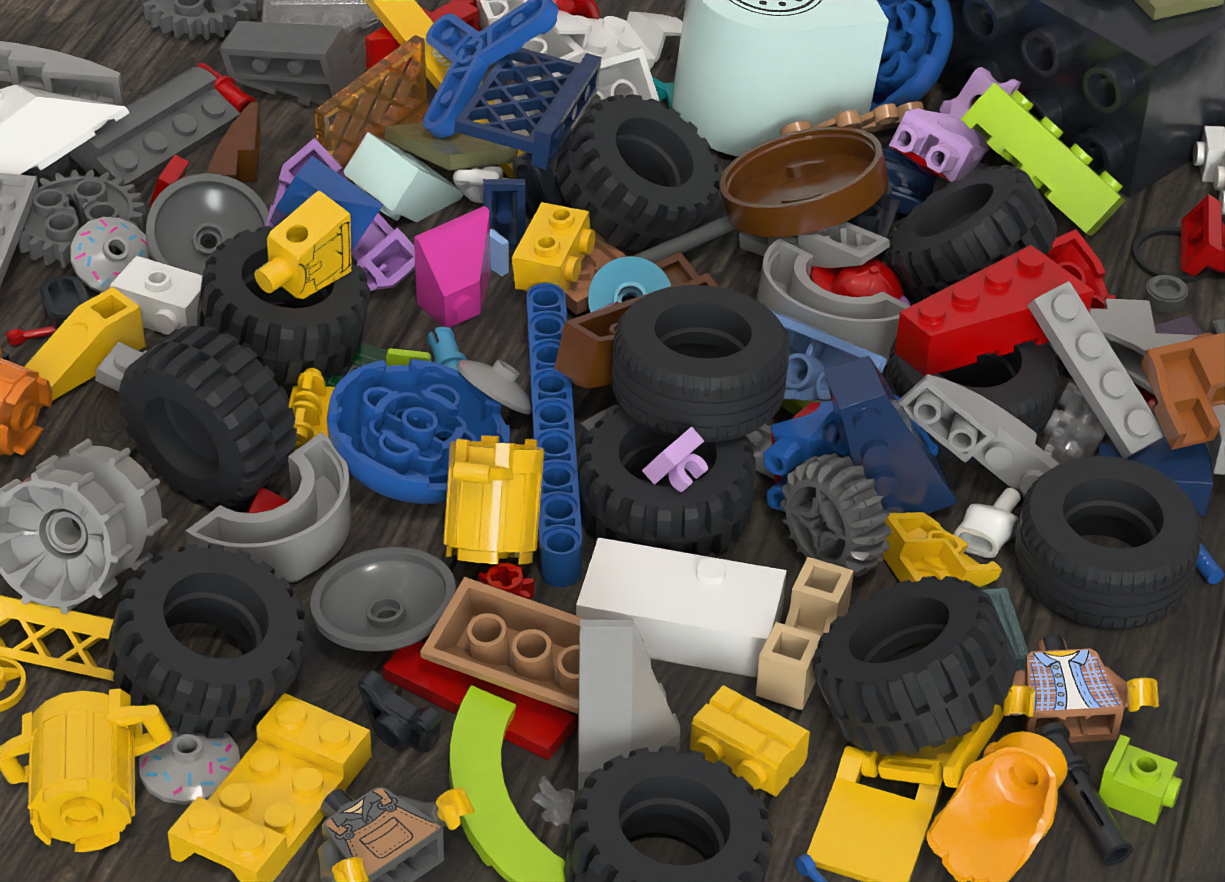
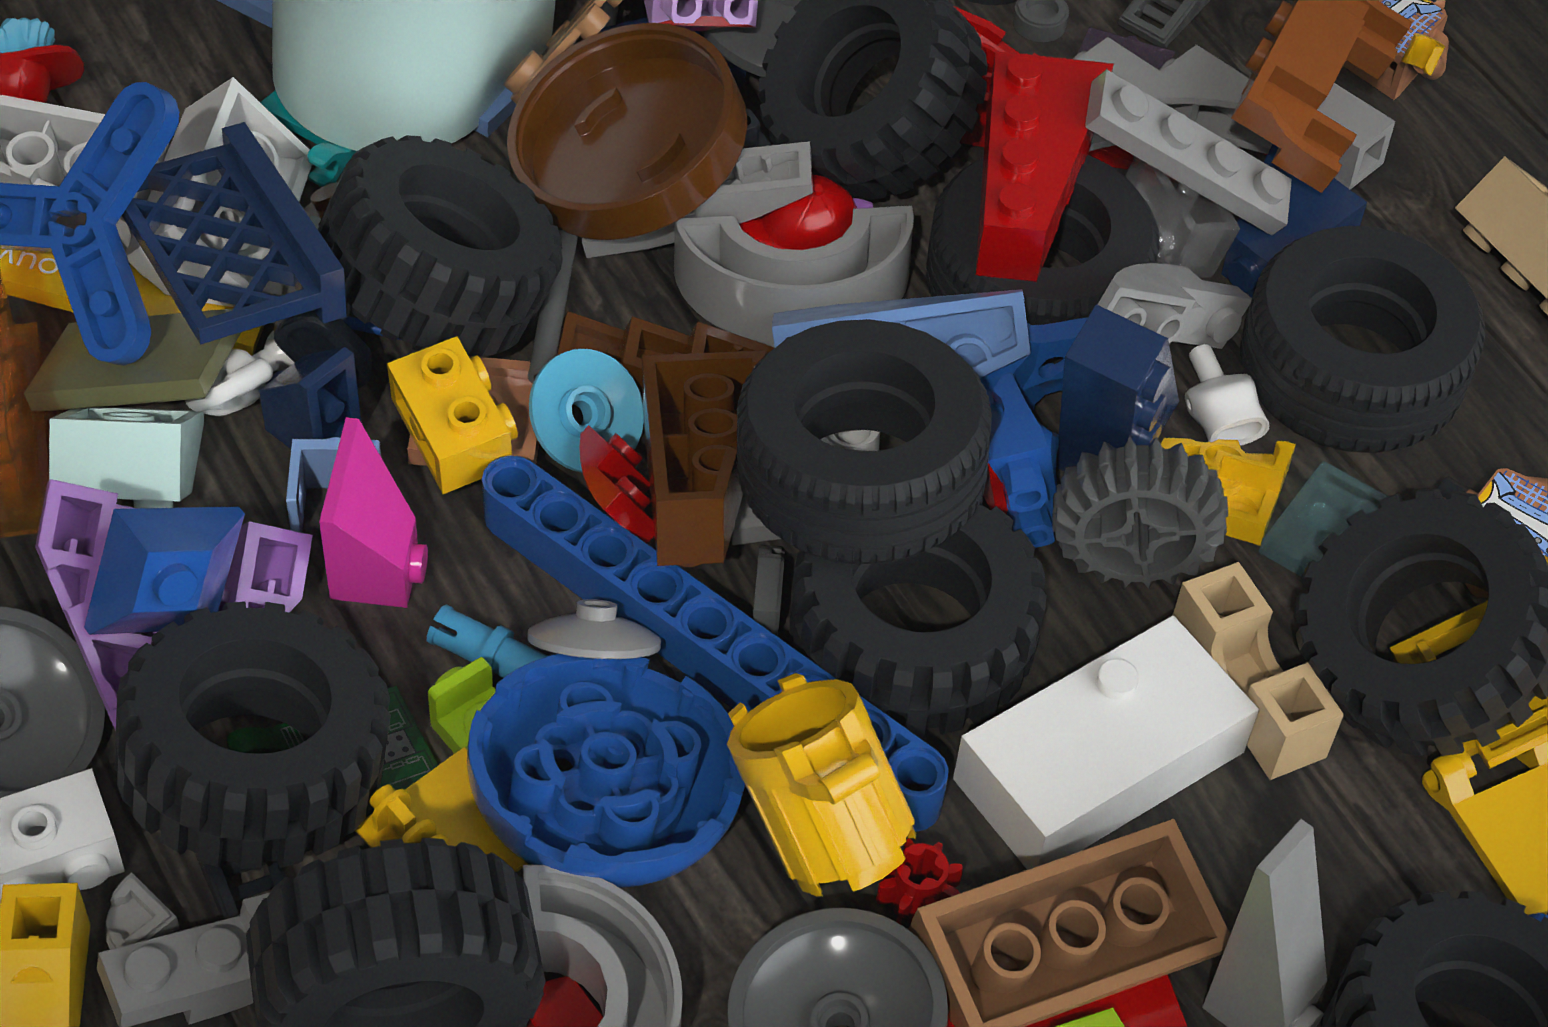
camera: 50 degrees left, 10 degrees up
(308, 248) = (277, 642): yellow torso -> none
(617, 36) = (162, 51): white piece -> none
(676, 459) = (969, 578): lavender tile -> none
(749, 740) = (1359, 835): yellow brick -> none

